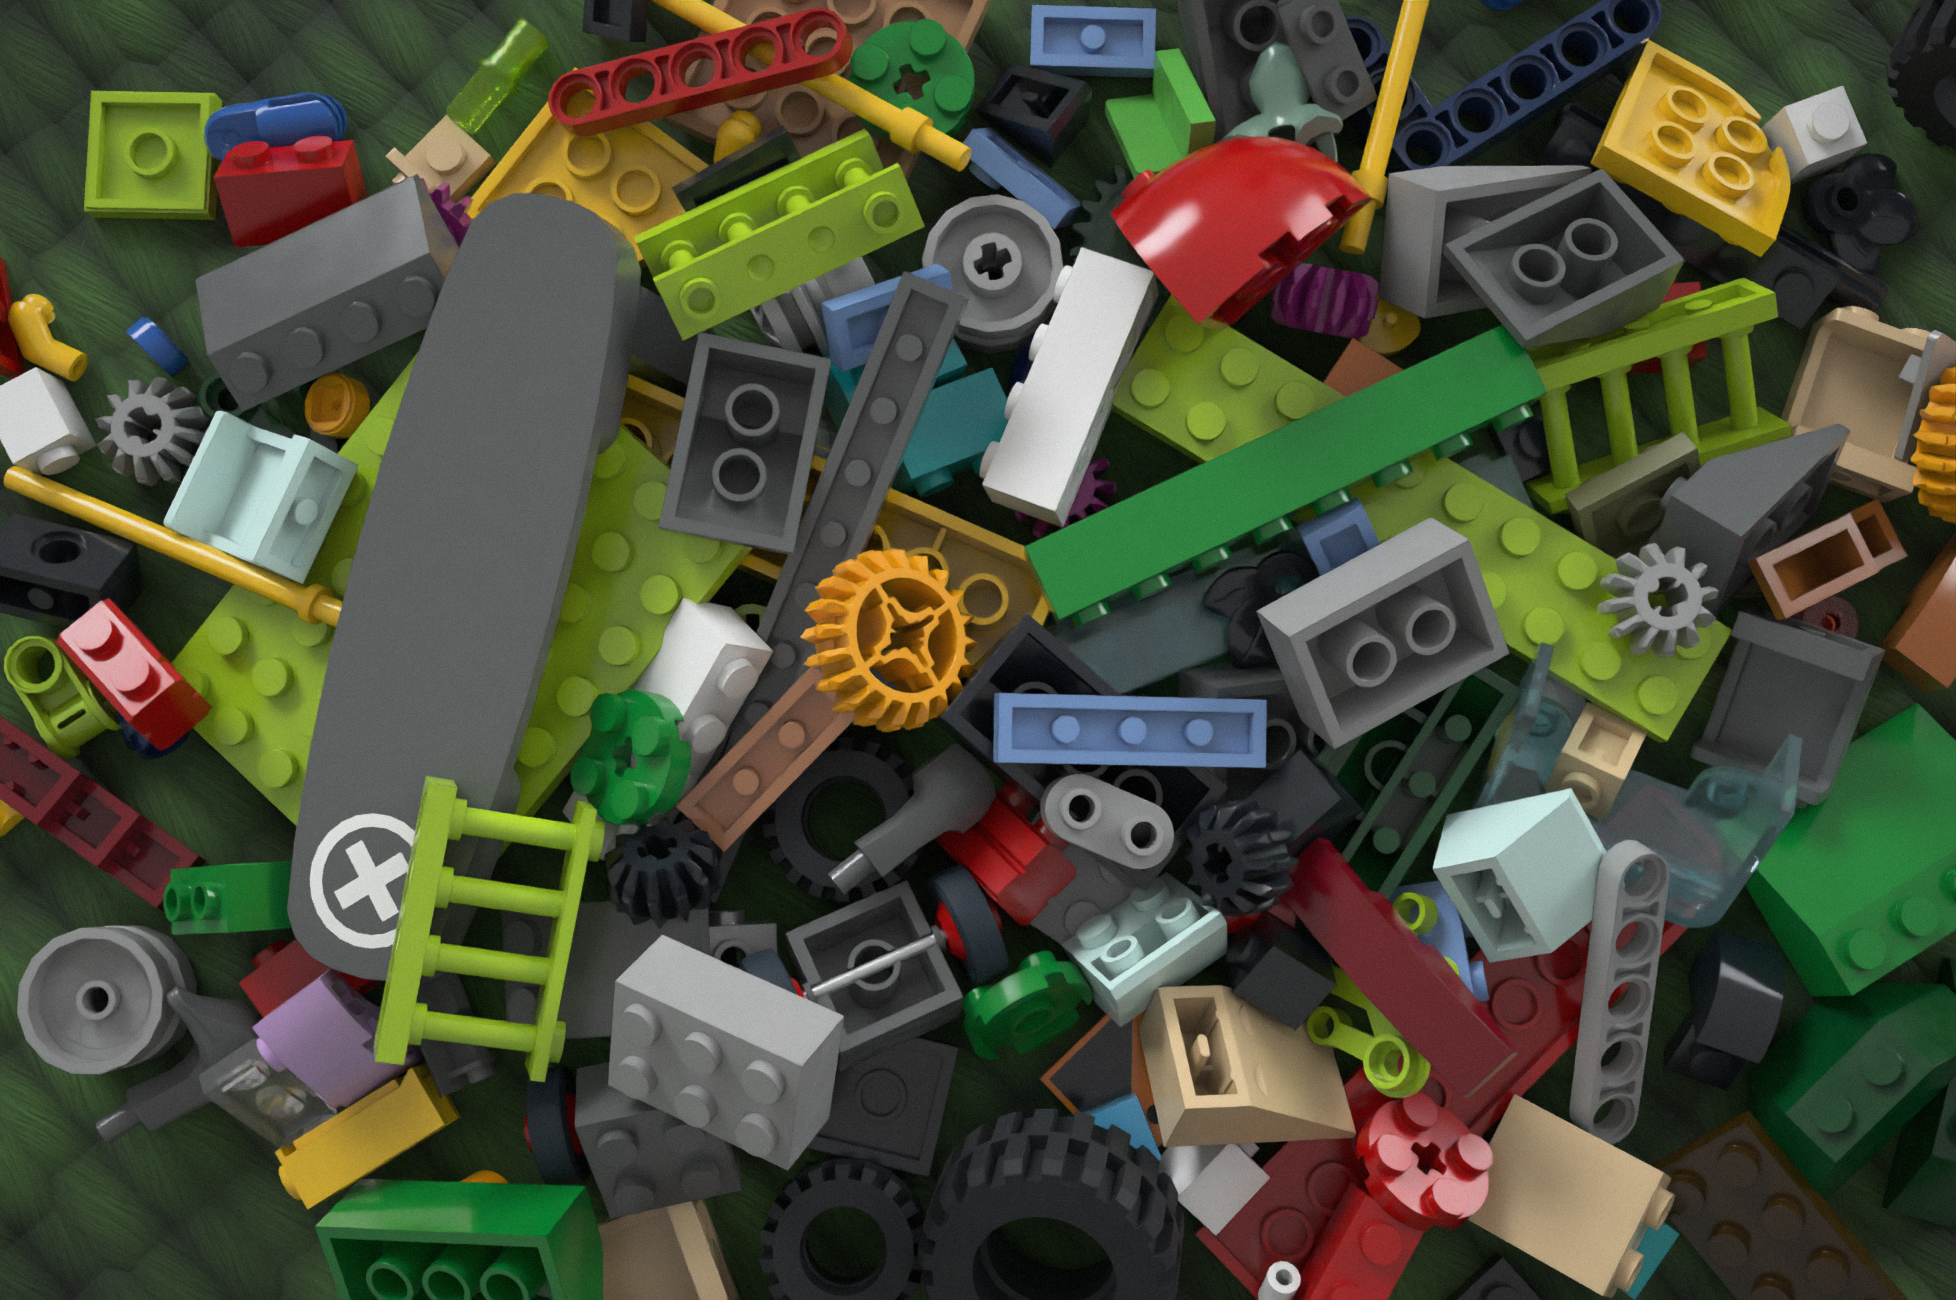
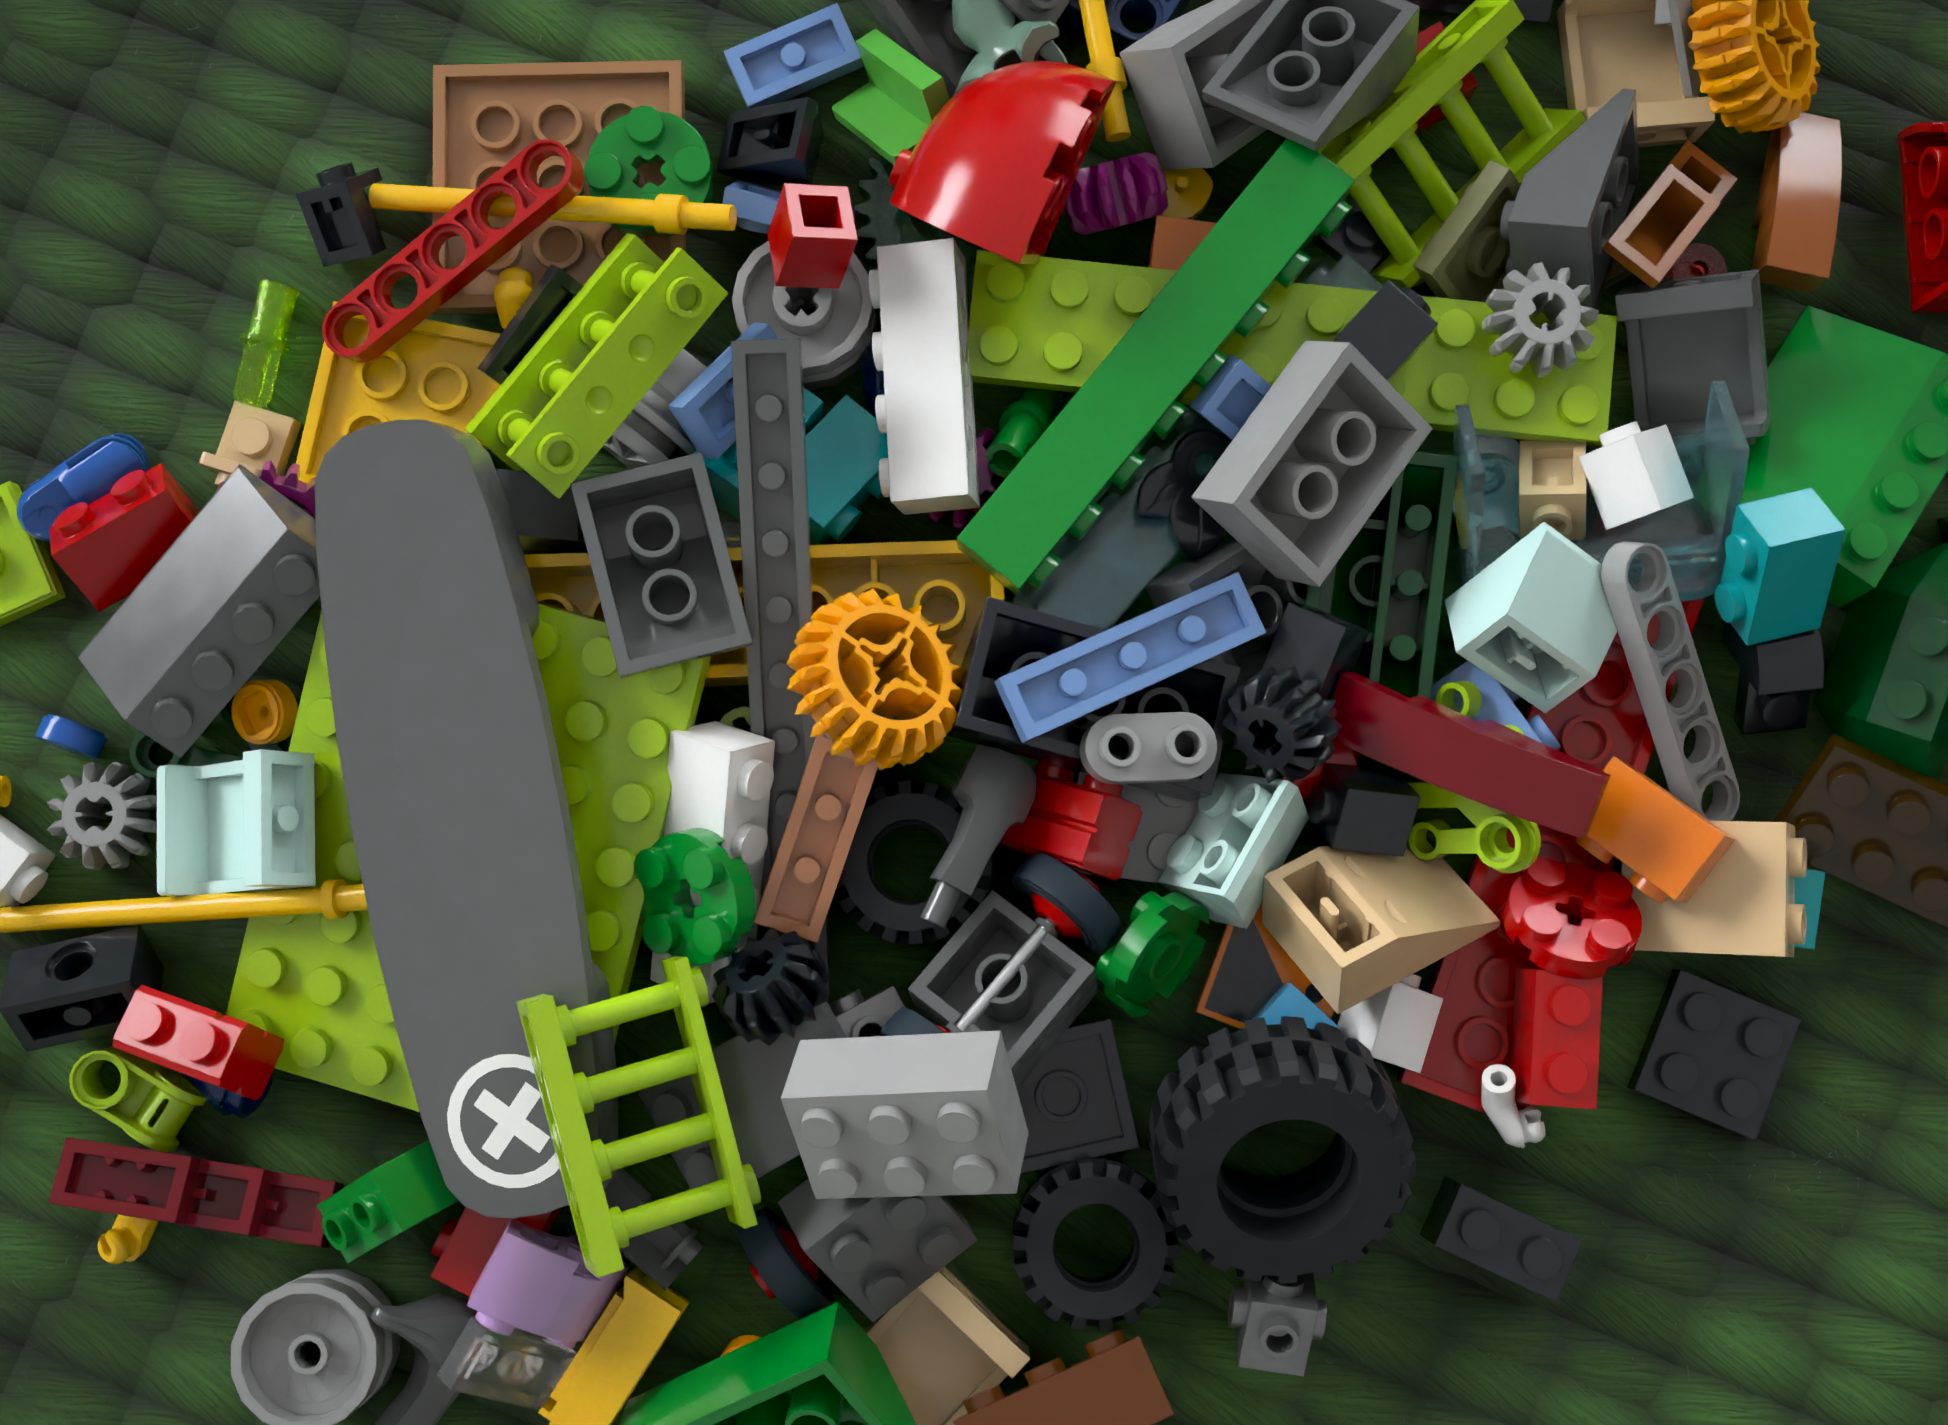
camera: 25 degrees left, 0 degrees up
(1026, 210) = (812, 236): none -> red brick
(1136, 472) = (1021, 427): none -> green pin
(1513, 543) = (1390, 328): none -> black brick
(1535, 1123) = (1653, 835): none -> orange brick
(1678, 784) = (1635, 474): none -> white brick
(1771, 933) = (1779, 566): none -> teal brick

